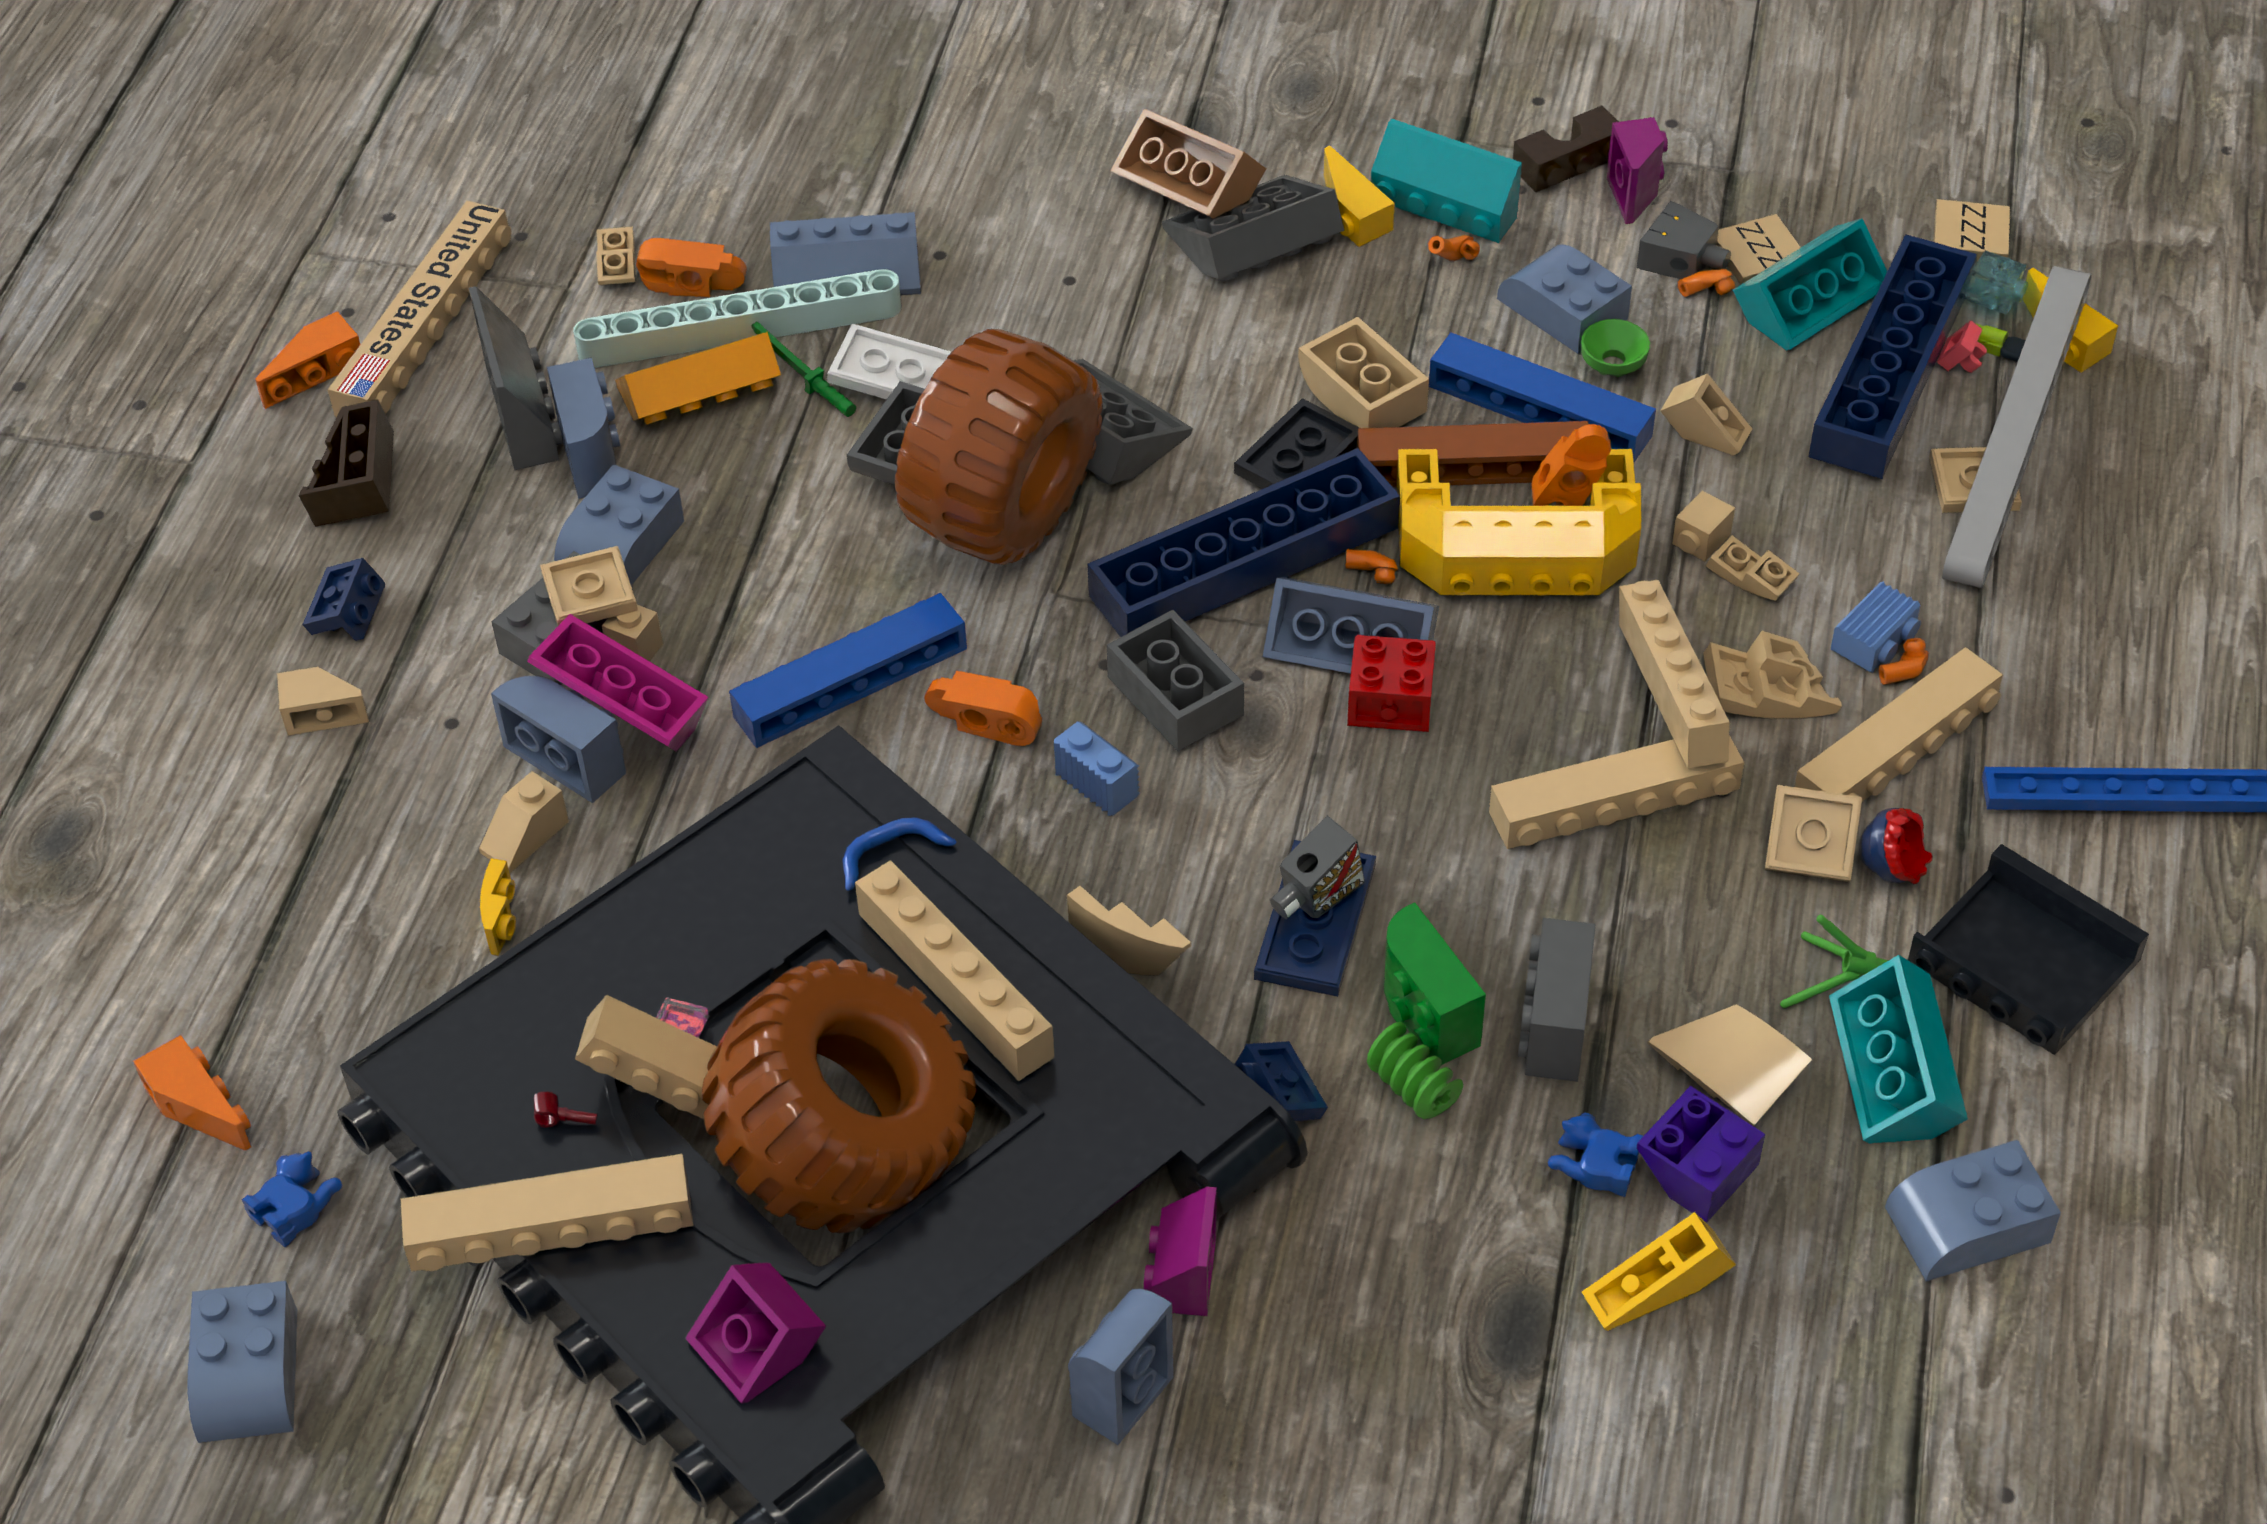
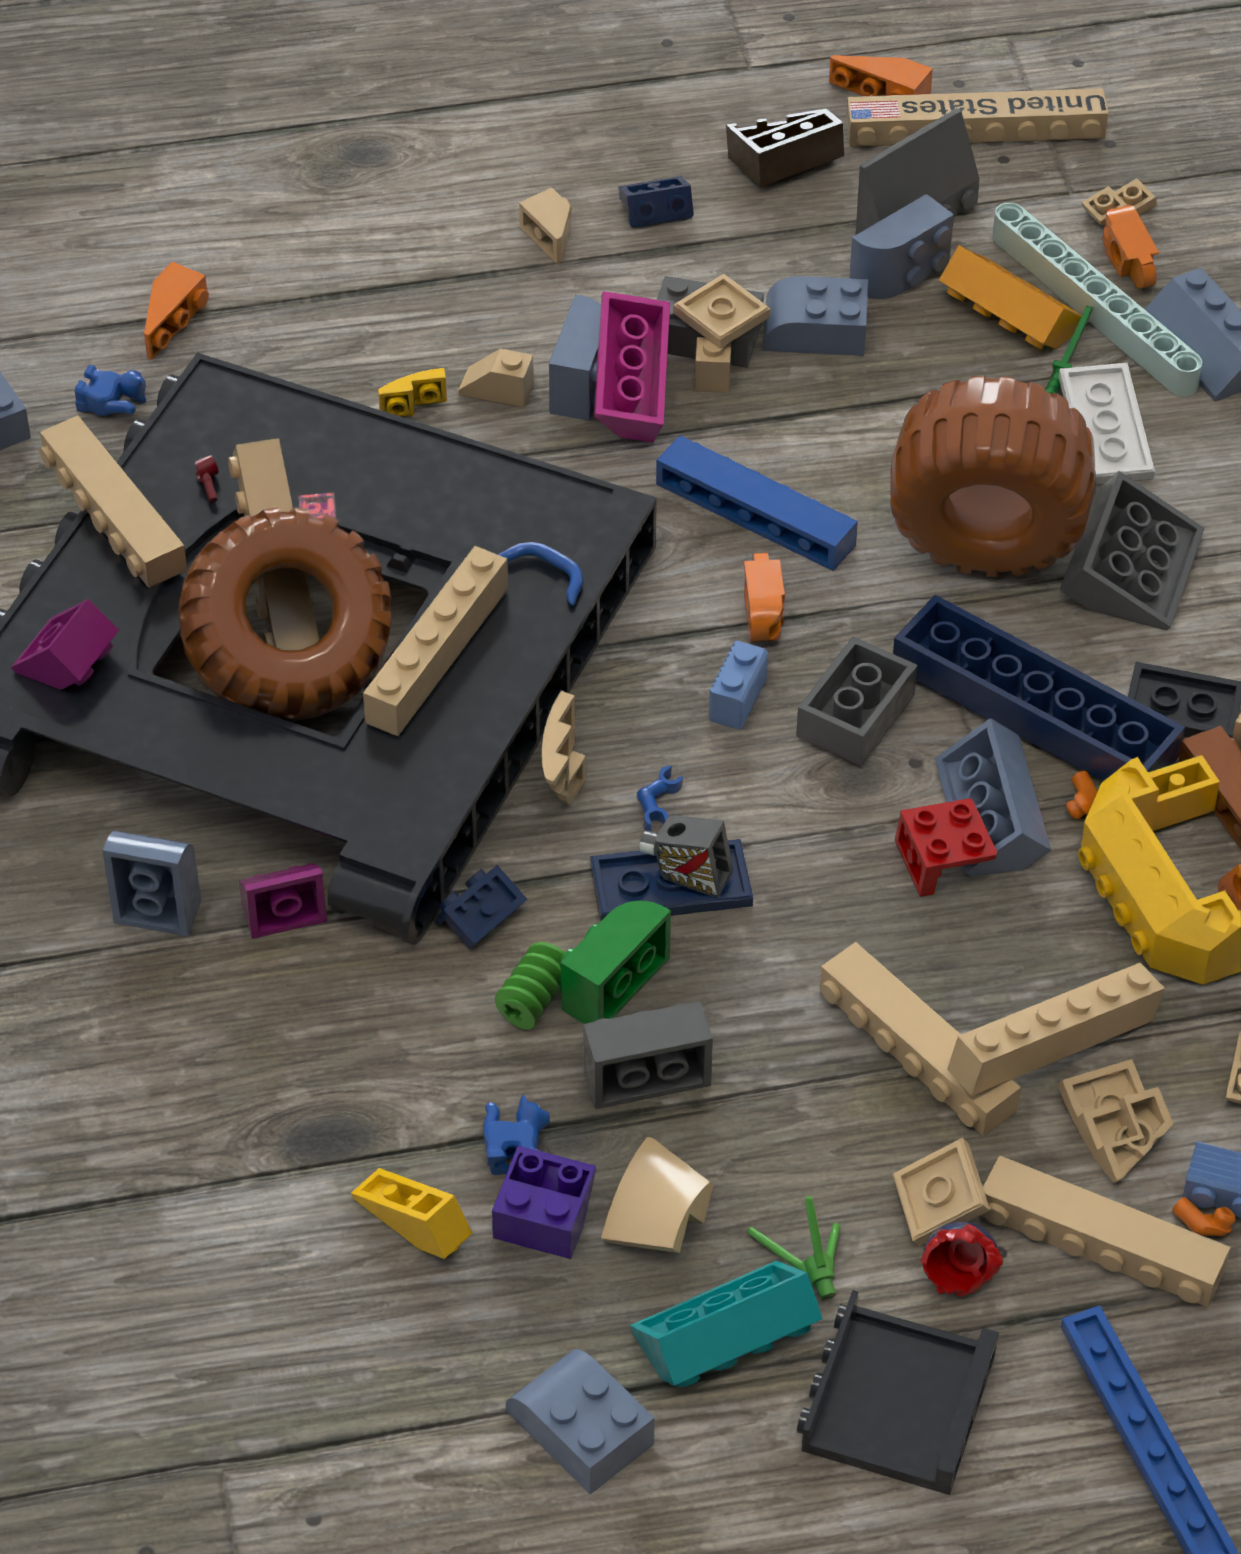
camera: 65 degrees right, 0 degrees up
(1206, 900) = (647, 796): none -> blue arm

